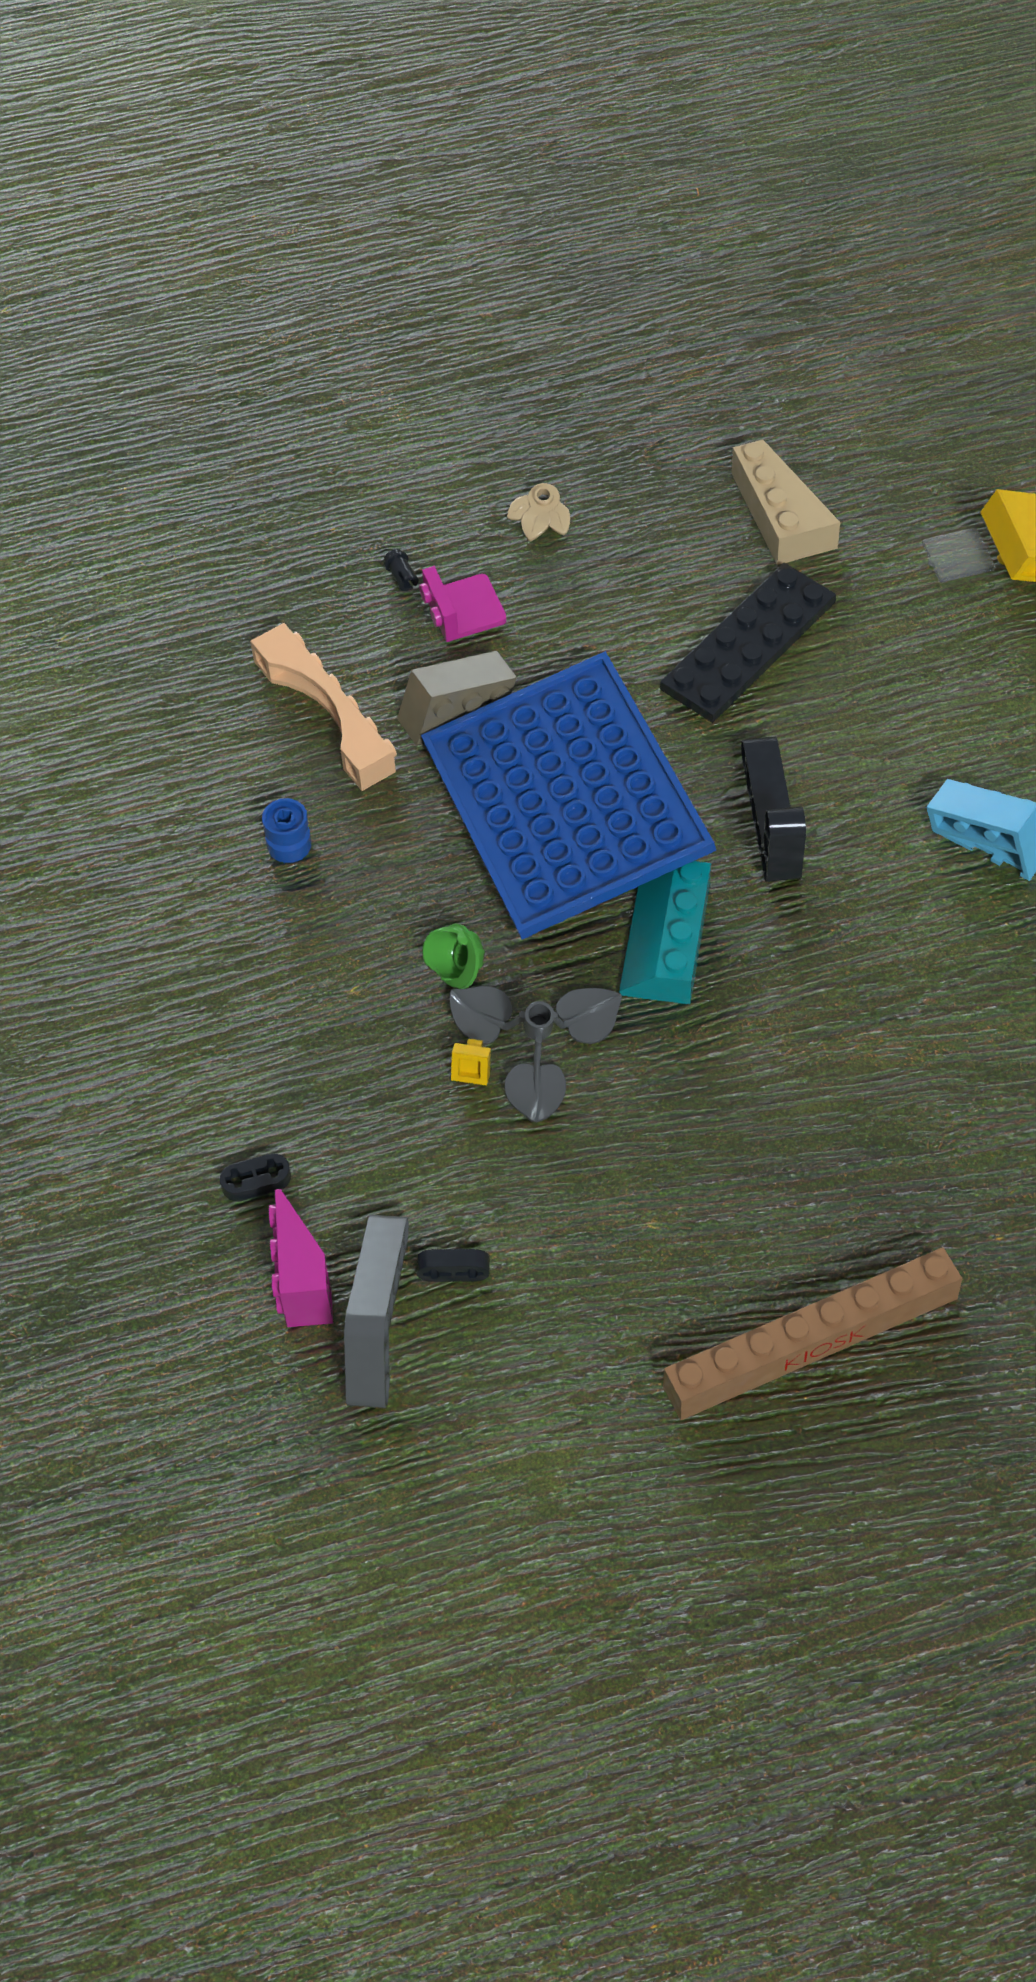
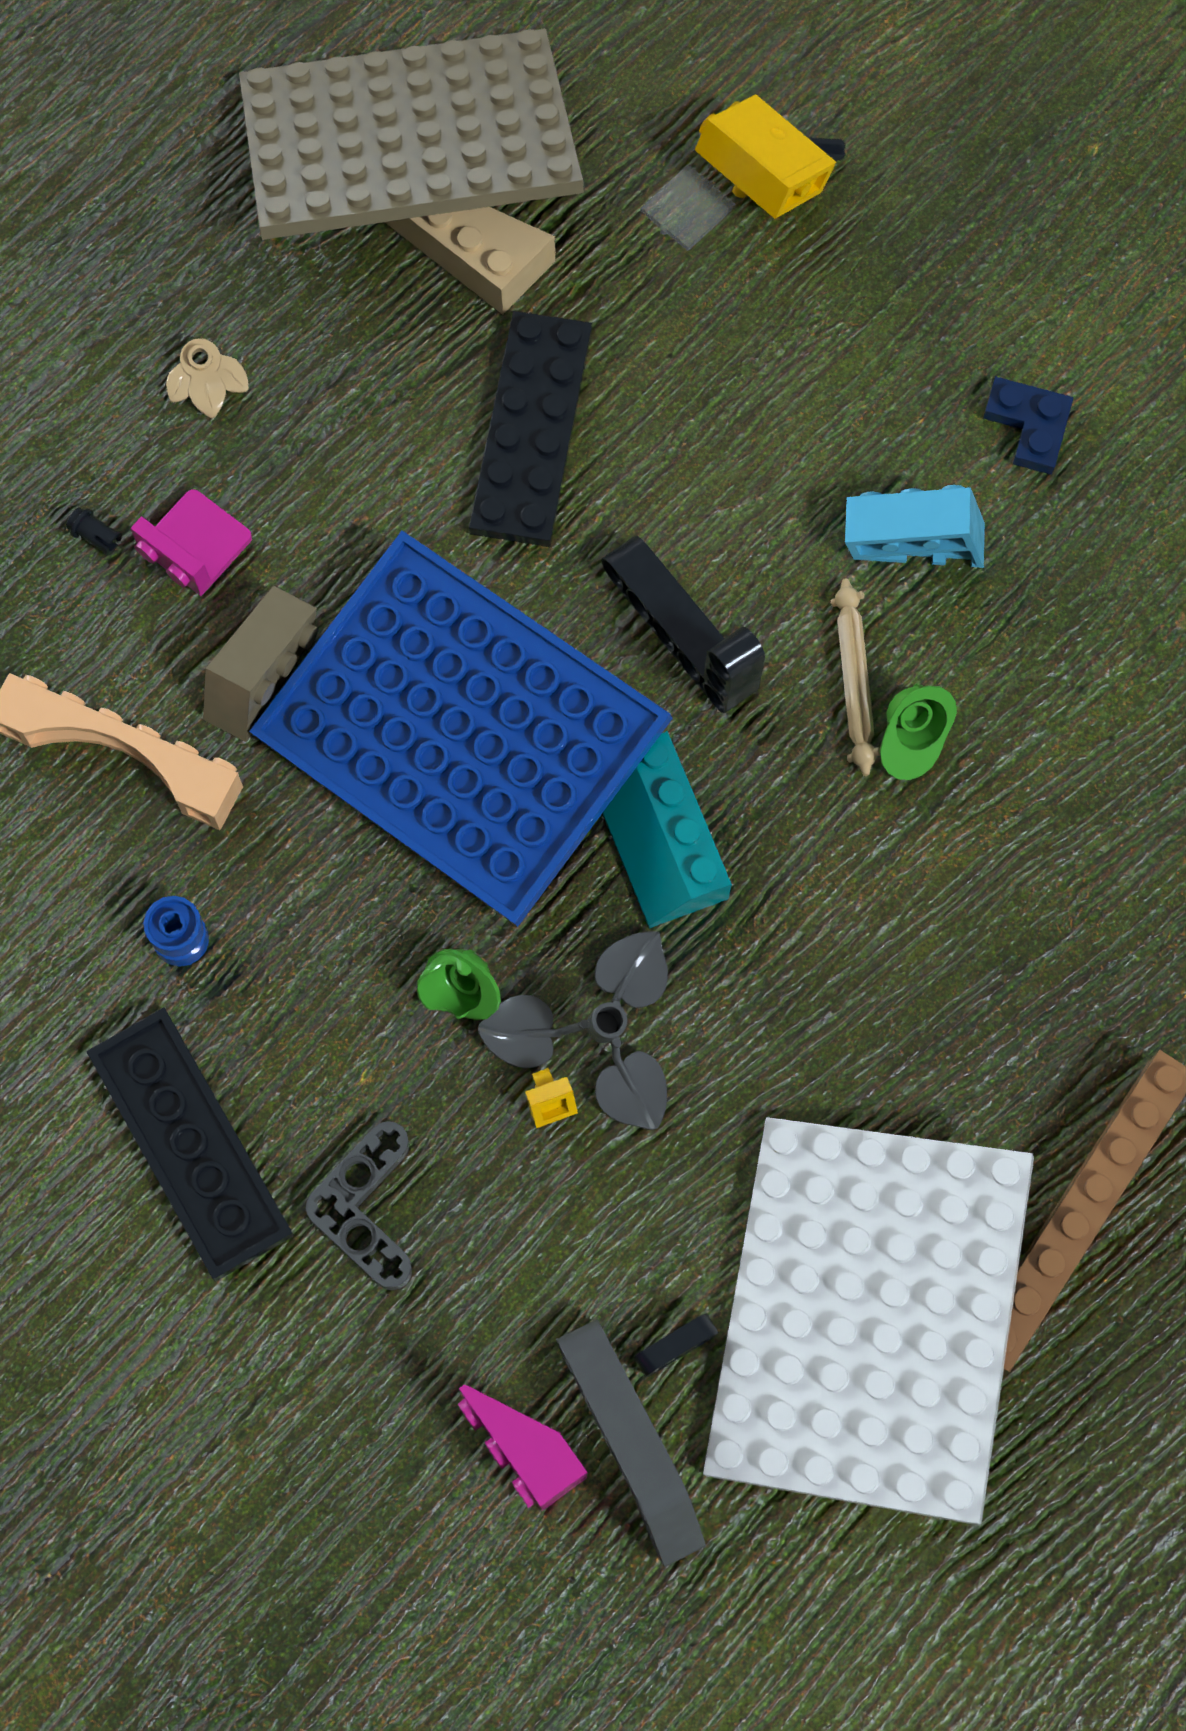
camera: 35 degrees left, 15 degrees up
(206, 968) = (190, 1144): none -> black plate
(255, 1177) = (393, 1353): black beam -> none
(290, 1057) = (350, 1199): none -> dark grey beam
(604, 1316) = (871, 1319): none -> white plate
(779, 418) = (407, 133): none -> dark tan plate
(880, 904) = (855, 677): none -> tan wheel
(900, 954) = (916, 730): none -> bright green piece

